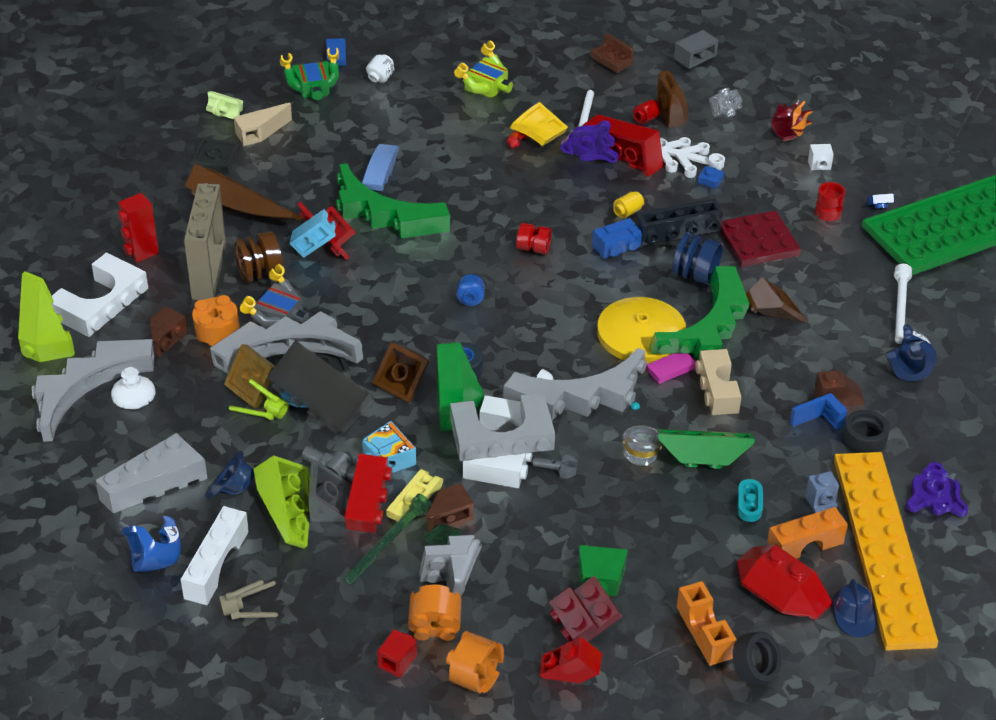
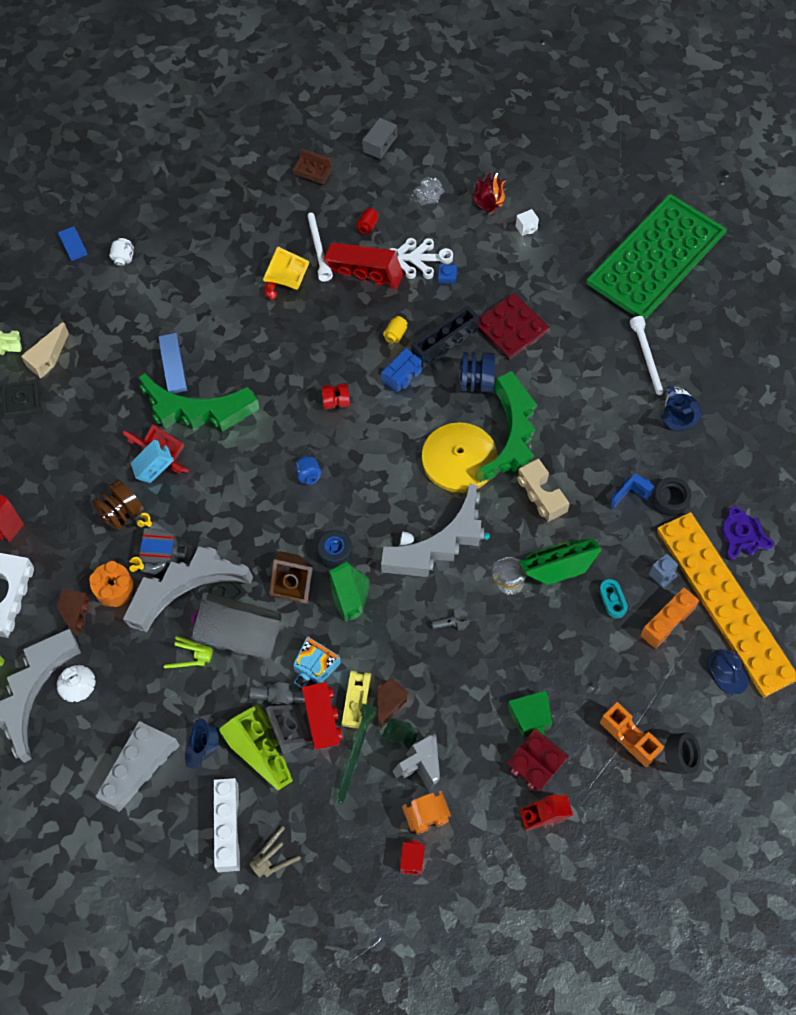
camera: 20 degrees left, 20 degrees up
(151, 555) = (177, 845): blue piece -> none
(205, 253) = (68, 512): dark tan window -> none
(238, 195) = (60, 440): reddish brown wedge -> none
(246, 366) = (167, 630): pearl gold tile -> none
(312, 78) = (68, 283): green torso -> none
(475, 662) = (478, 847): orange brick -> none
(478, 442) = (388, 635): light grey arch -> none
(487, 76) = (218, 228): torso -> none
(507, 470) = (408, 591): white arch -> none
(591, 143) = (339, 277): dark purple tile -> none
(670, 367) = (498, 487): dark pink tile -> none
(671, 100) = (385, 204): reddish brown slope -> none
(773, 302) = (552, 390): reddish brown slope -> none
(783, 582) = (666, 669): red wedge -> none
(830, 201) = (554, 269): red wheel -> none
(841, 386) = (634, 462): copper slope -> none
(880, 201) = (591, 253): plate -> none

